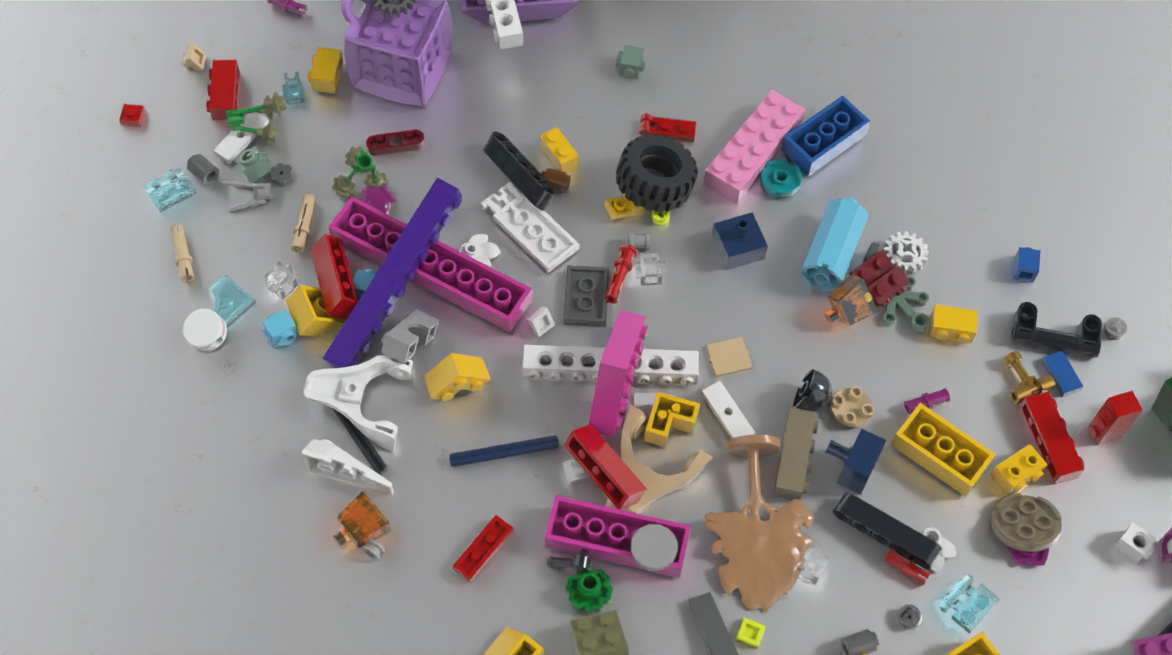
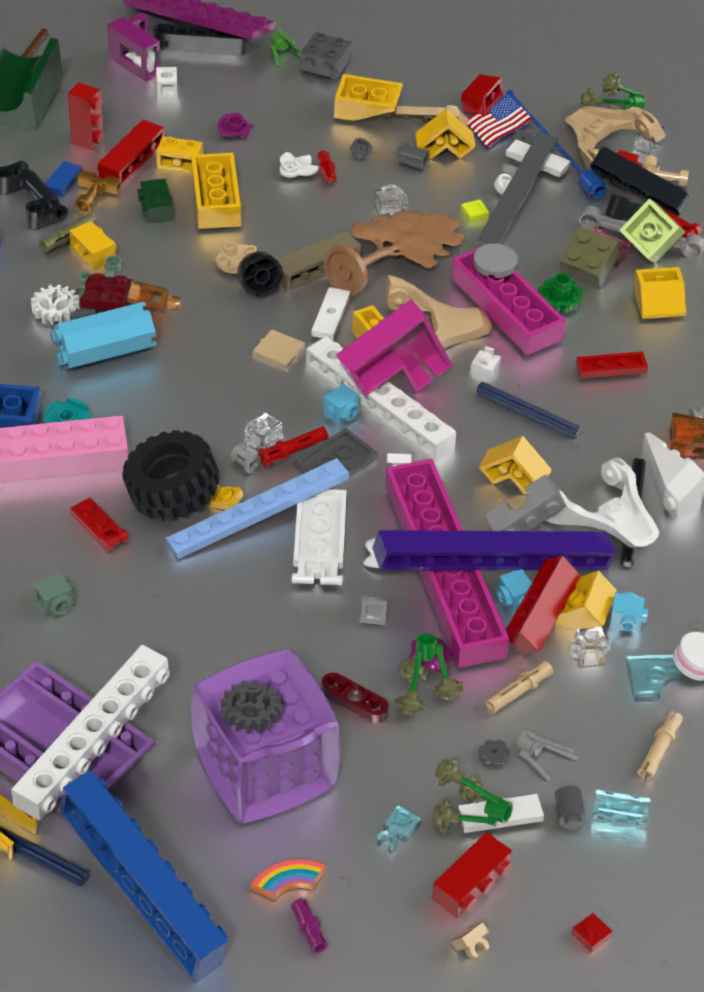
camera: 135 degrees left, 15 degrees down
(253, 163) = (517, 766): sand green brick -> none
(325, 23) = (287, 876): none -> tile
(326, 70) = (349, 807): yellow brick -> none
(520, 171) = (277, 574): black beam -> none
(557, 179) = (253, 551): reddish brown brick -> none
(559, 151) = (222, 567): yellow brick -> none
(580, 562) = (555, 300): black piece -> none
(585, 211) = (257, 508): none -> light blue plate
(605, 467) = (470, 330): red brick -> none
(739, 241) = (168, 397): dark blue brick -> none
(858, 460) = (282, 217): dark blue brick -> none
(887, 530) = (315, 185): black beam -> none
(927, 400) = (180, 225): magenta pin -> none
(972, 406) = (156, 200): none -> dark green brick
(974, 609) = (318, 126): clear light blue plate -> none
(985, 322) = (60, 237): none -> olive pin
(1026, 522) = (220, 129): dark tan tile -> none

